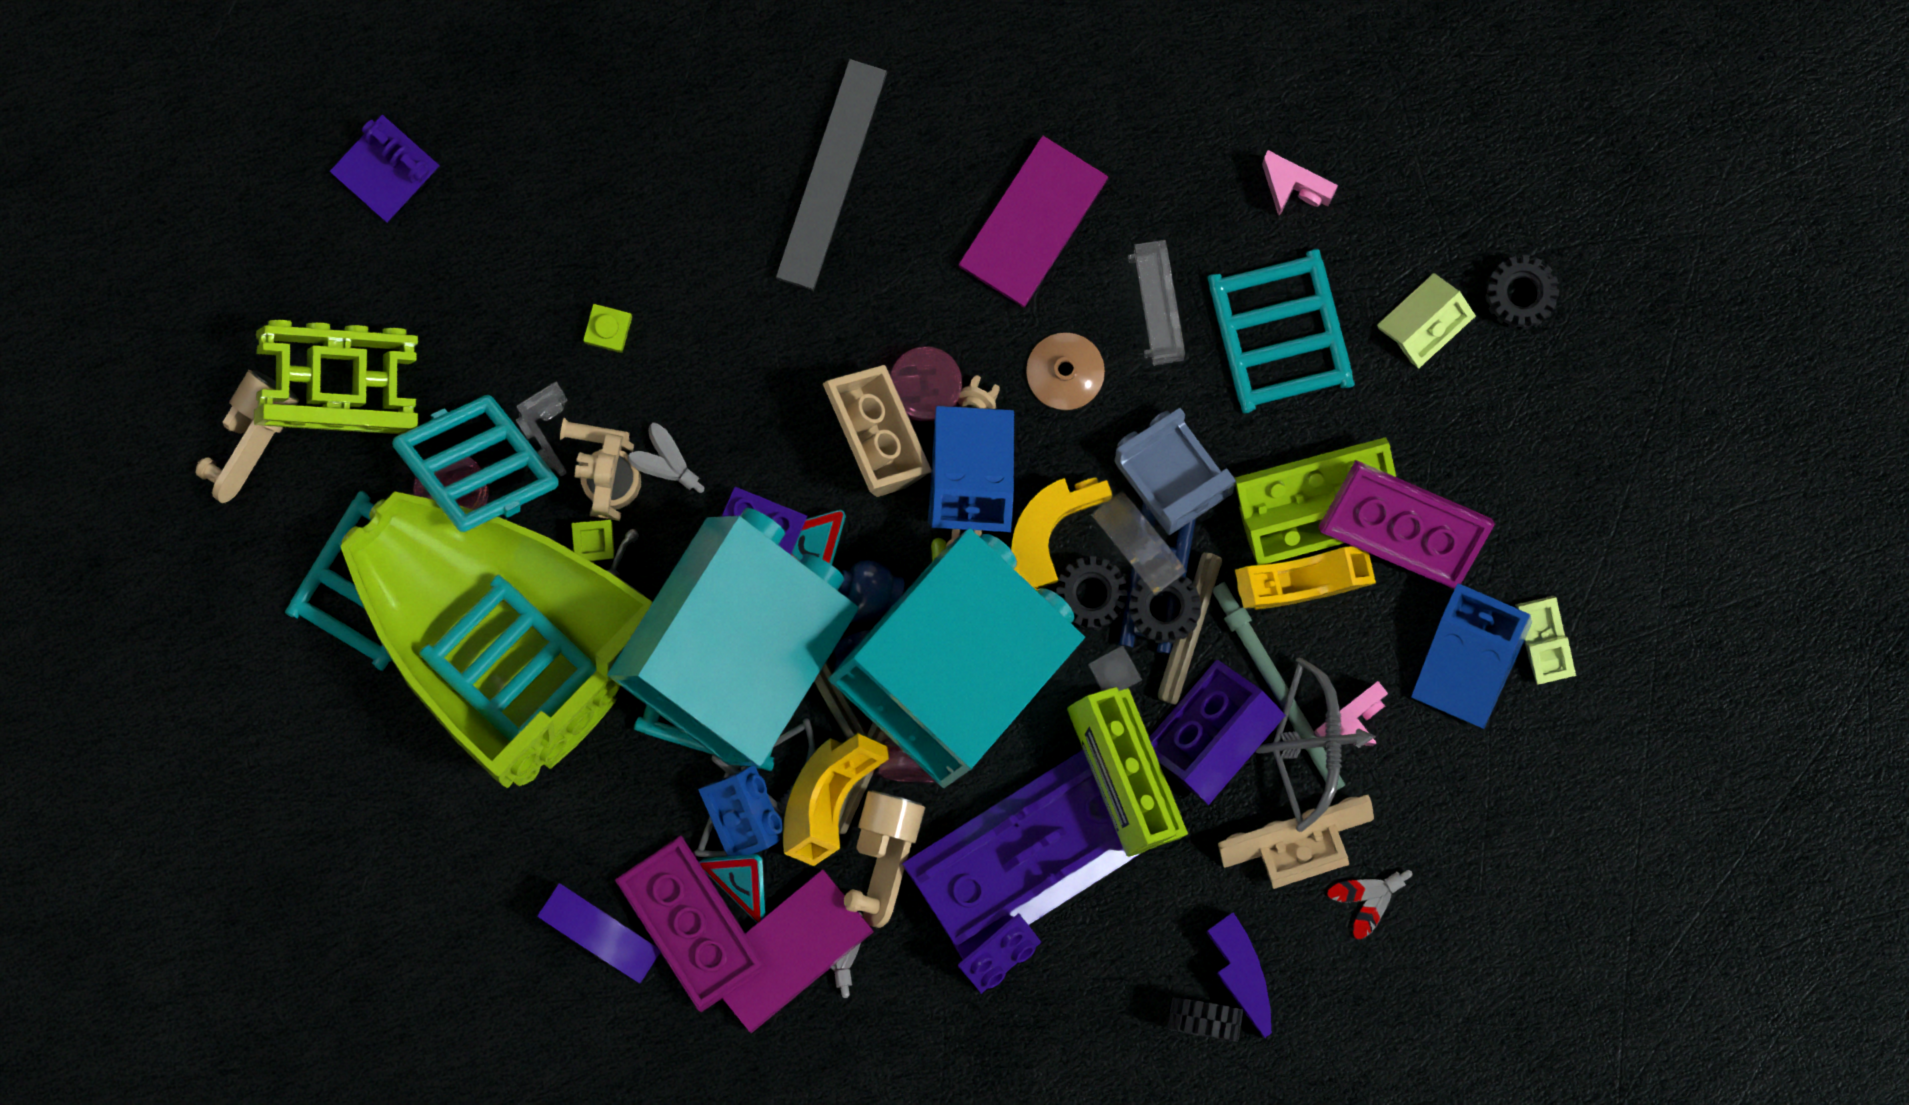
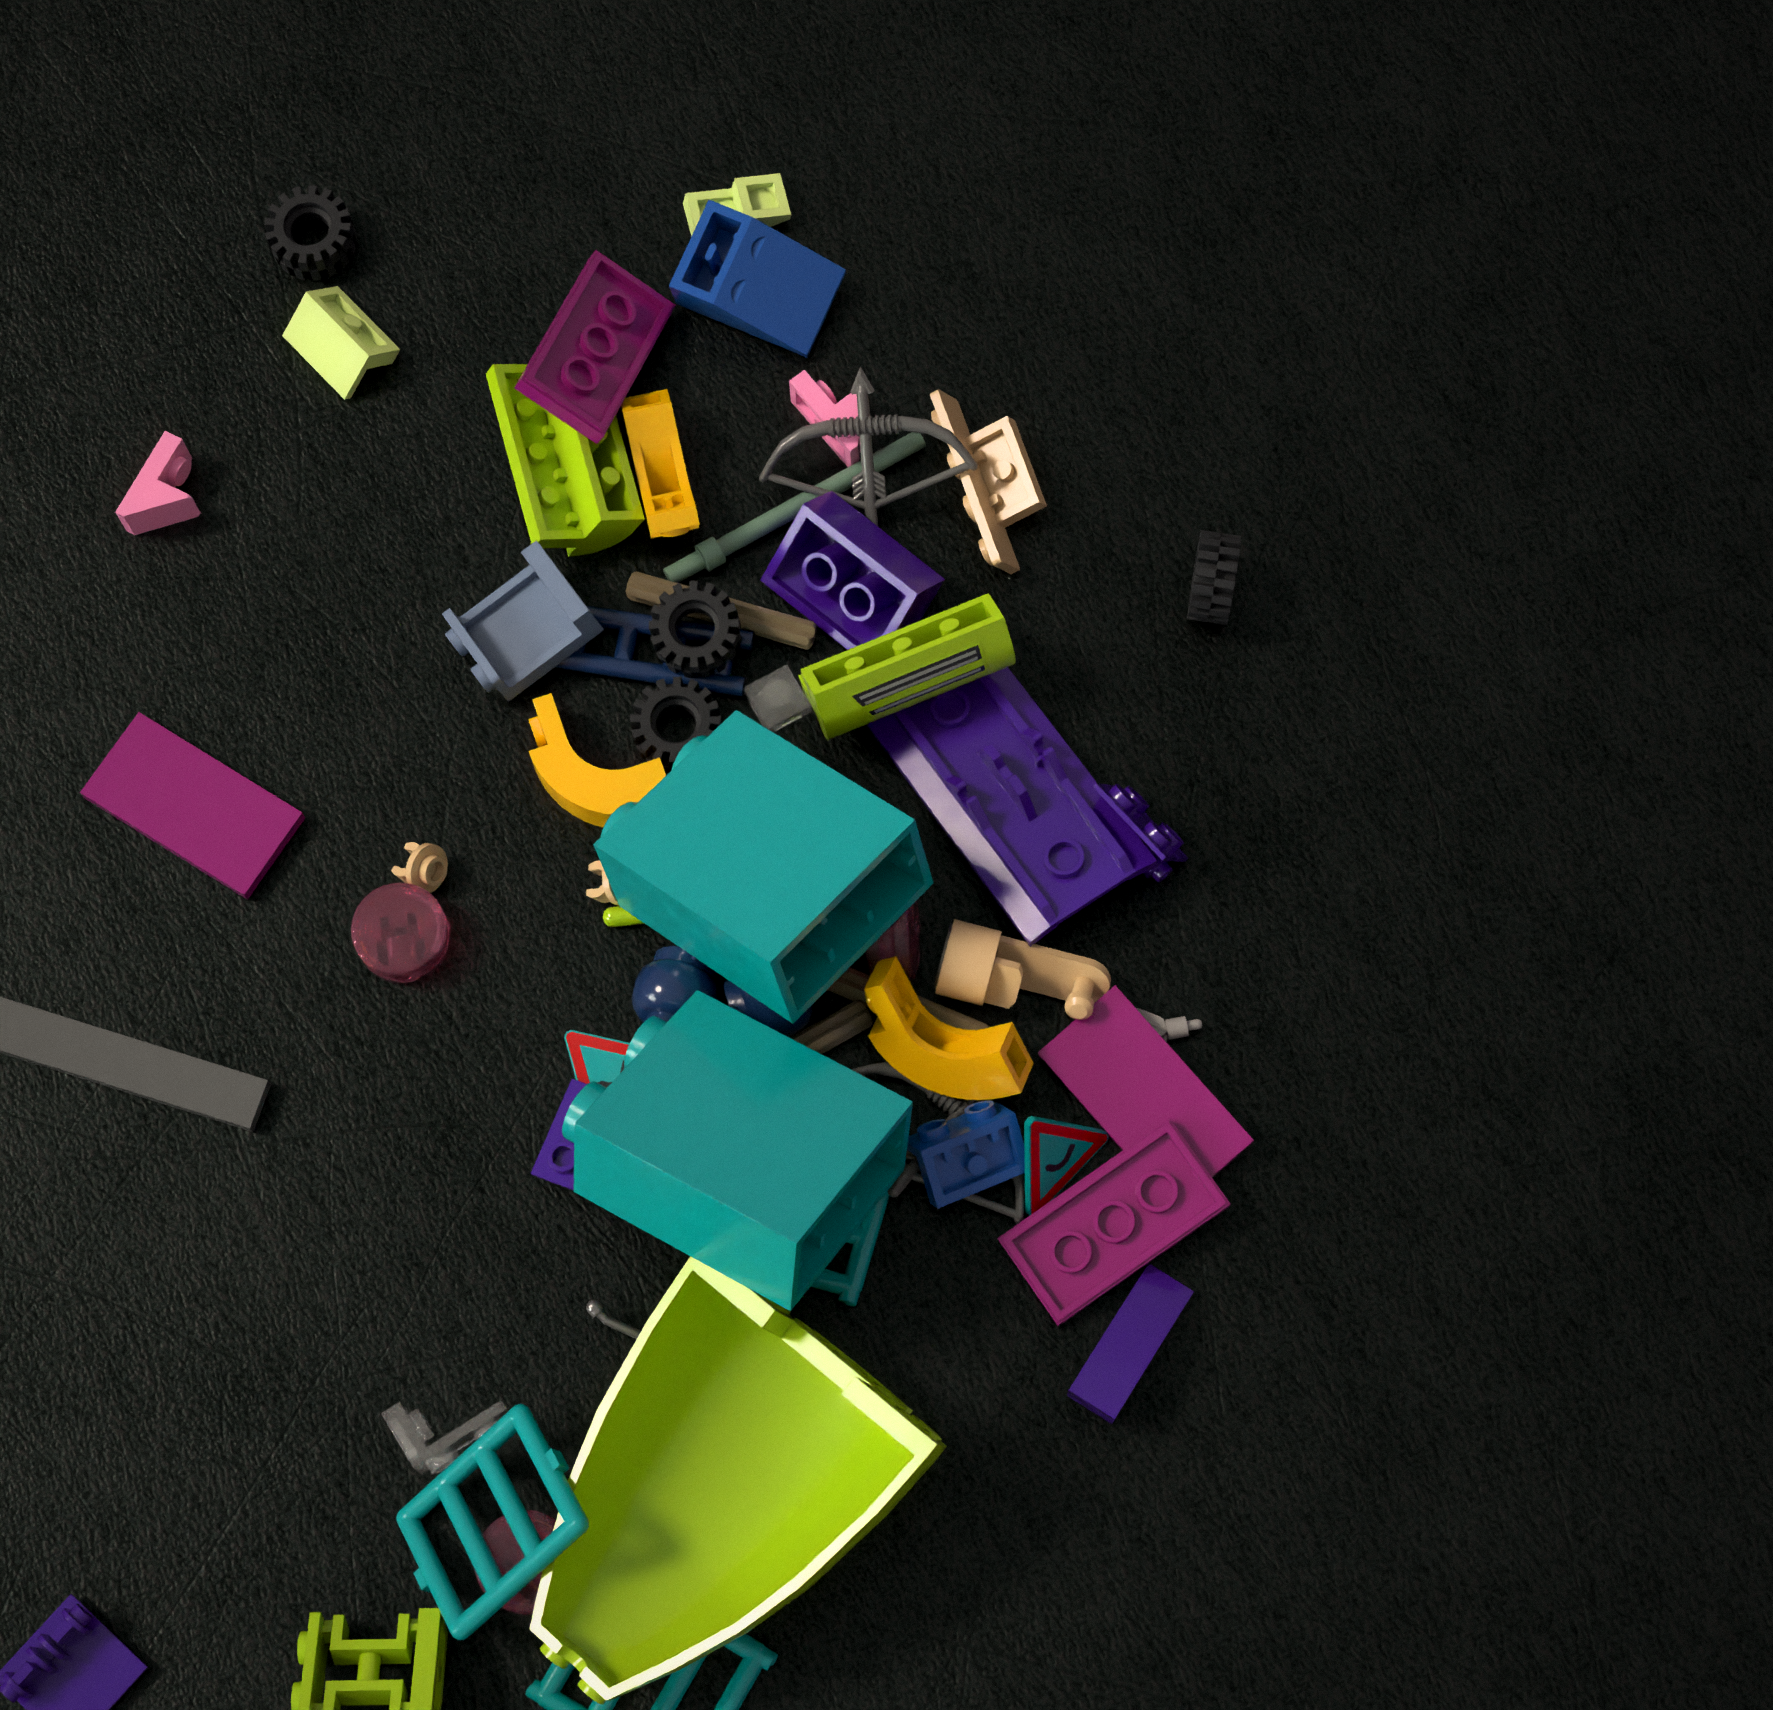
camera: 95 degrees left, 10 degrees down
(528, 617) = (796, 1526): teal bar -> none
(594, 540) = (598, 1362): lime plate -> none
(605, 474) = (512, 1343): tan piece -> none
(607, 328) = (310, 1354): lime plate -> none
(669, 464) = (497, 1265): light grey piece -> none
(878, 430) = (459, 984): tan slope -> none
(972, 469) = (516, 865): blue slope -> none
(1059, 390) = (393, 787): medium nougat dish -> none
(1139, 542) = (612, 659): clear slope -> none
(1158, 302) = (304, 646): clear container -> none
(1241, 360) = (383, 555): teal bar -> none
(1243, 974) = (1150, 540): dark purple slope -> none
(1377, 895) = (1050, 395): piece -> none

